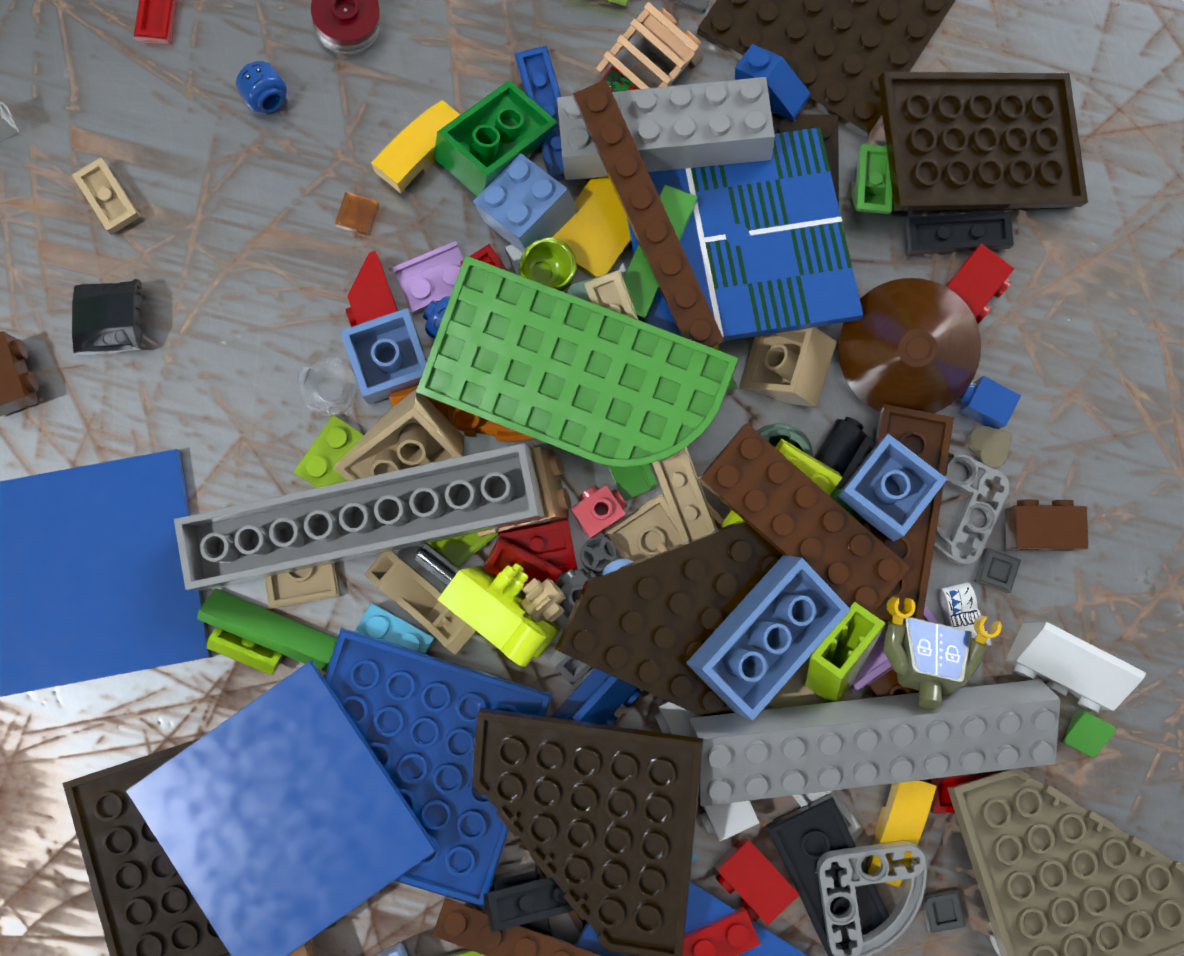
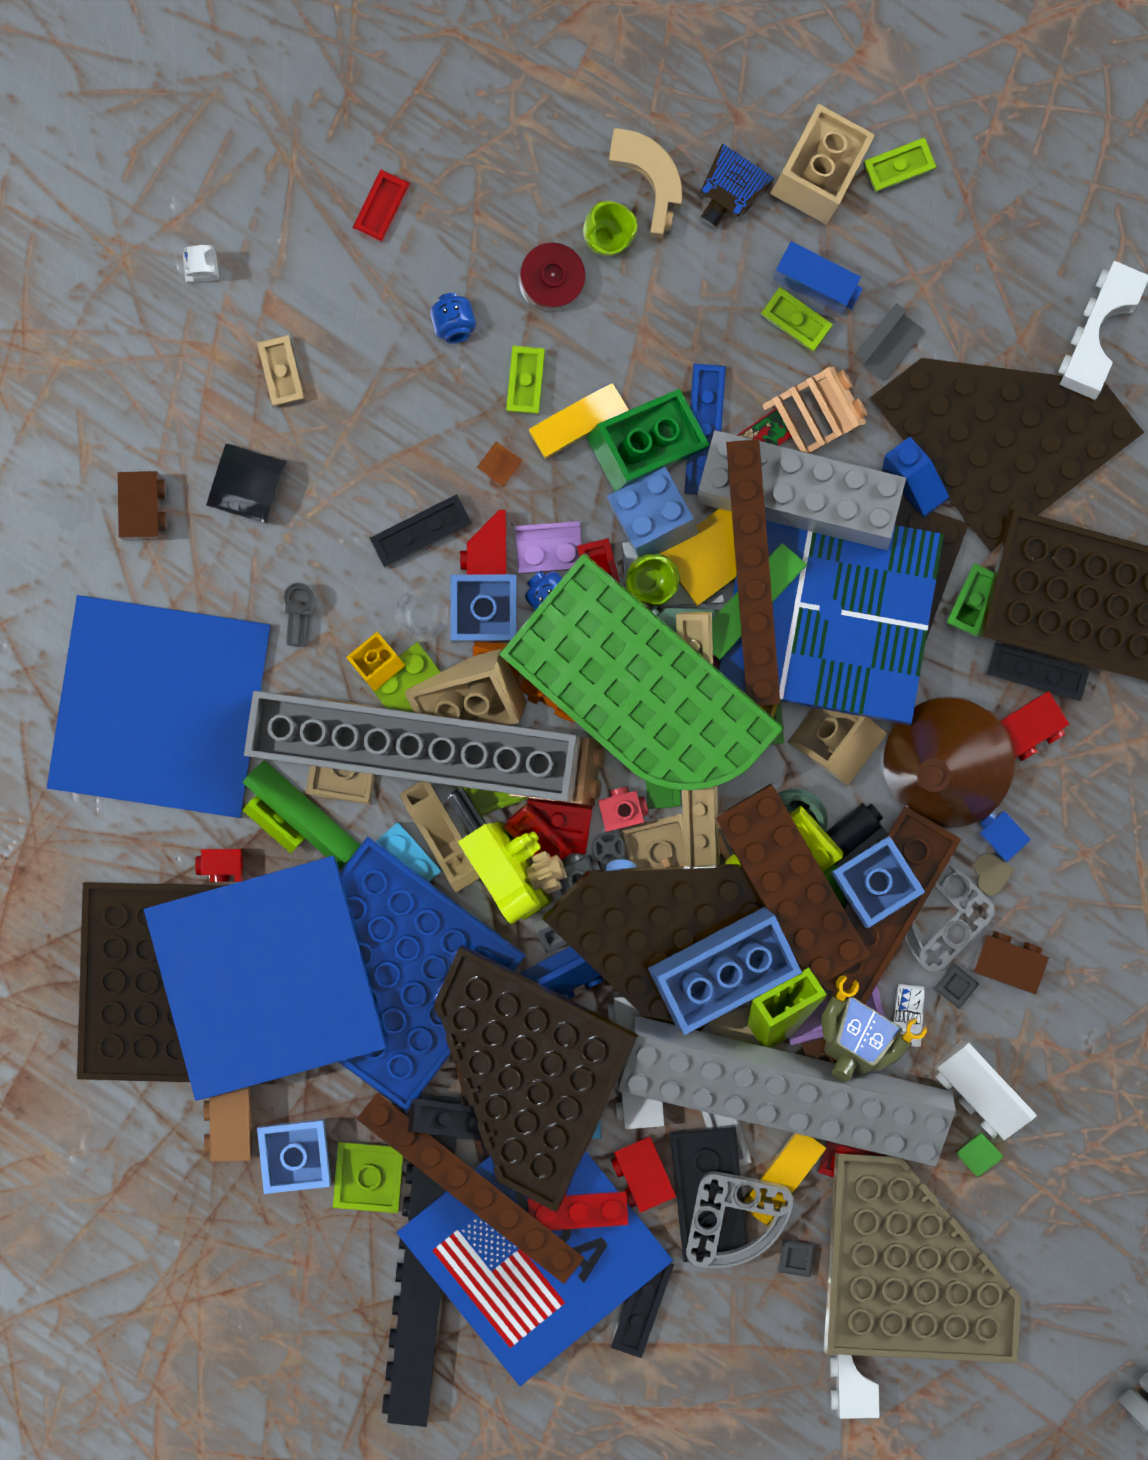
camera: 25 degrees right, 5 degrees up
(201, 428) = (297, 615): none -> dark grey axle
(203, 711) = (220, 864): none -> red brick
(295, 447) = (375, 661): none -> yellow piece
(299, 304) = (420, 531): none -> black plate
(354, 123) = (525, 380): none -> lime plate

